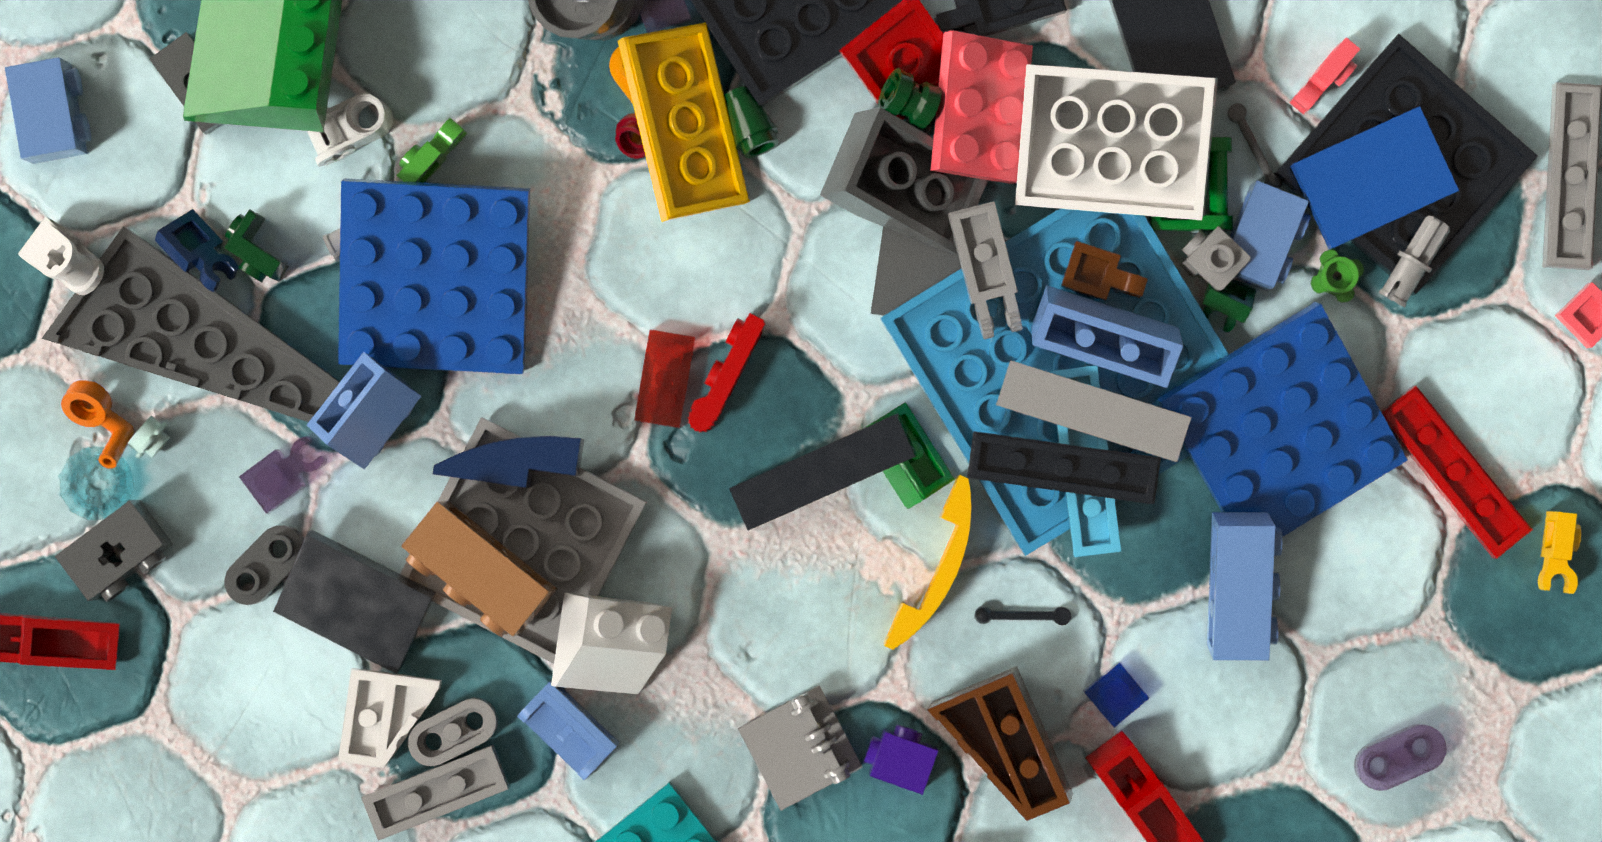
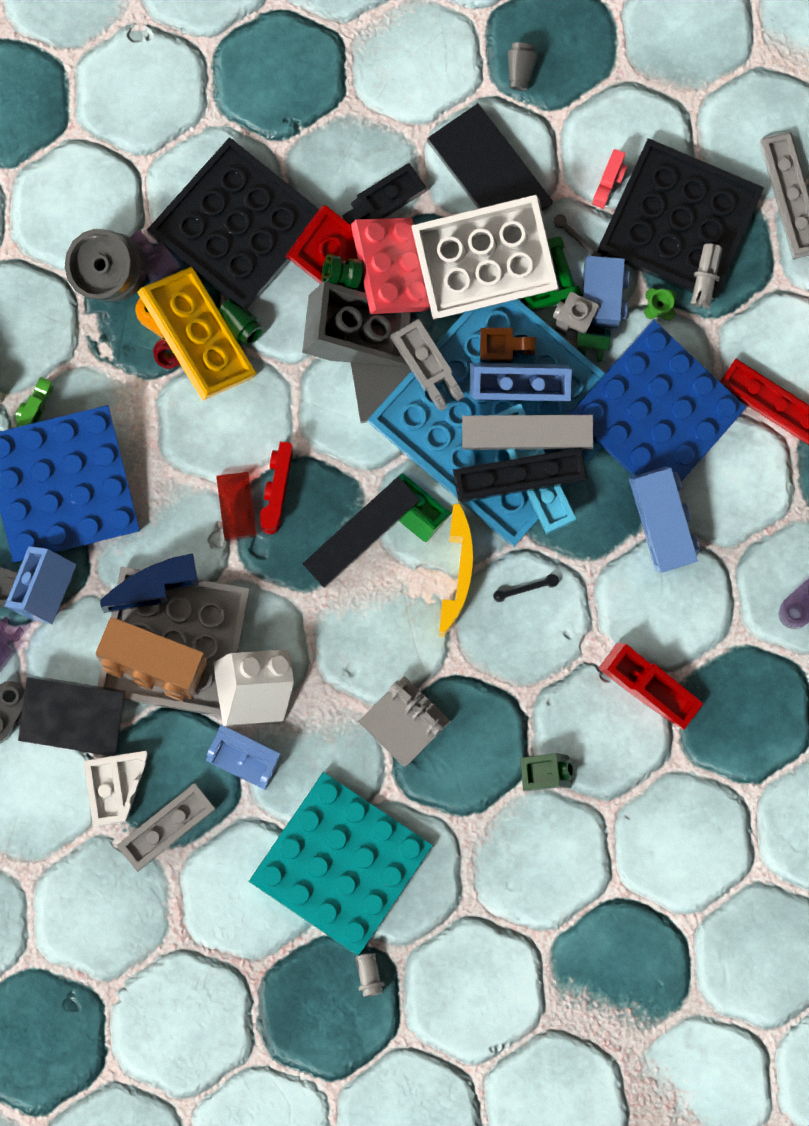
camera: 25 degrees left, 10 degrees down
(453, 730) = (163, 781): light grey plate -> none
(901, 758) = (475, 705): dark purple brick -> none
(1007, 740) = (541, 668): reddish brown wedge -> none
(1116, 694) = (605, 620): clear blue plate -> none
(1374, 177) = (662, 232): blue tile -> none

